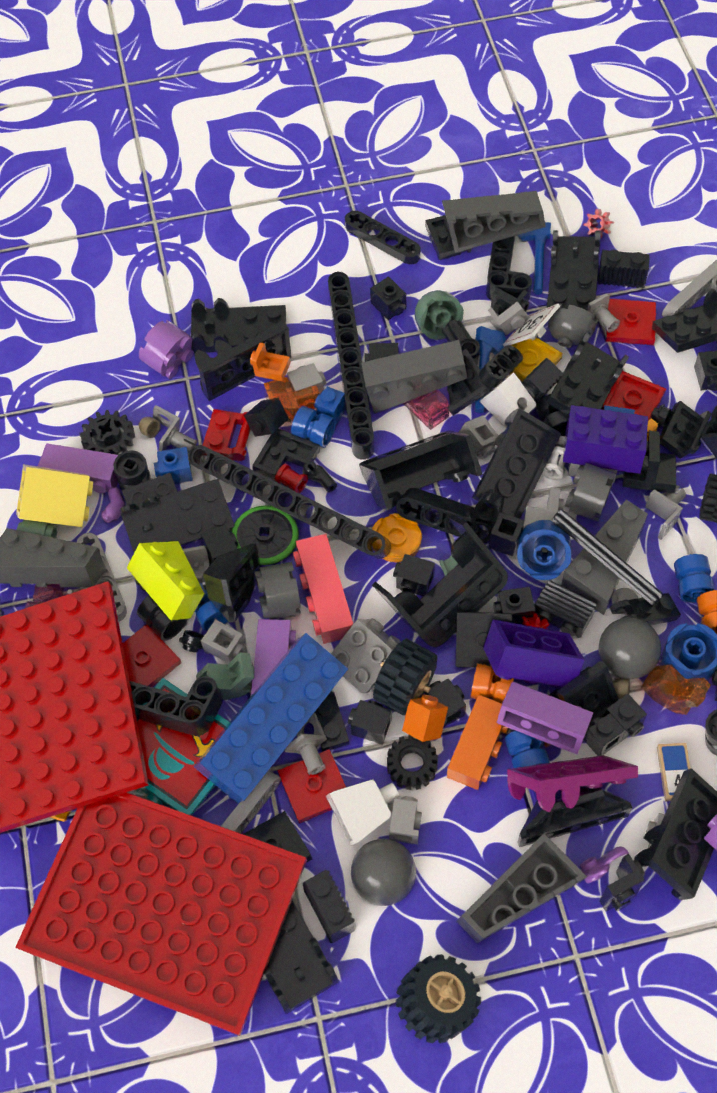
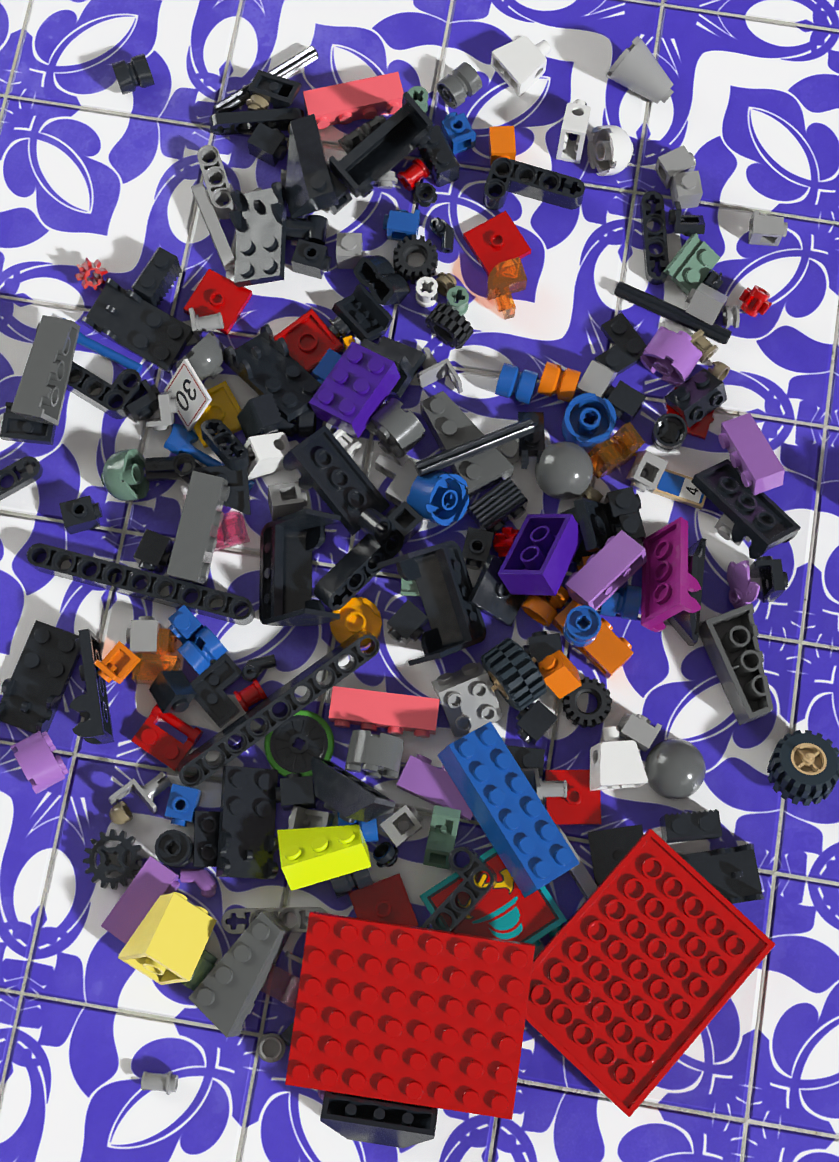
camera: 70 degrees left, 15 degrees up
(479, 714) = (582, 626): none -> blue wheel
(683, 723) = (654, 468): none -> light grey brick

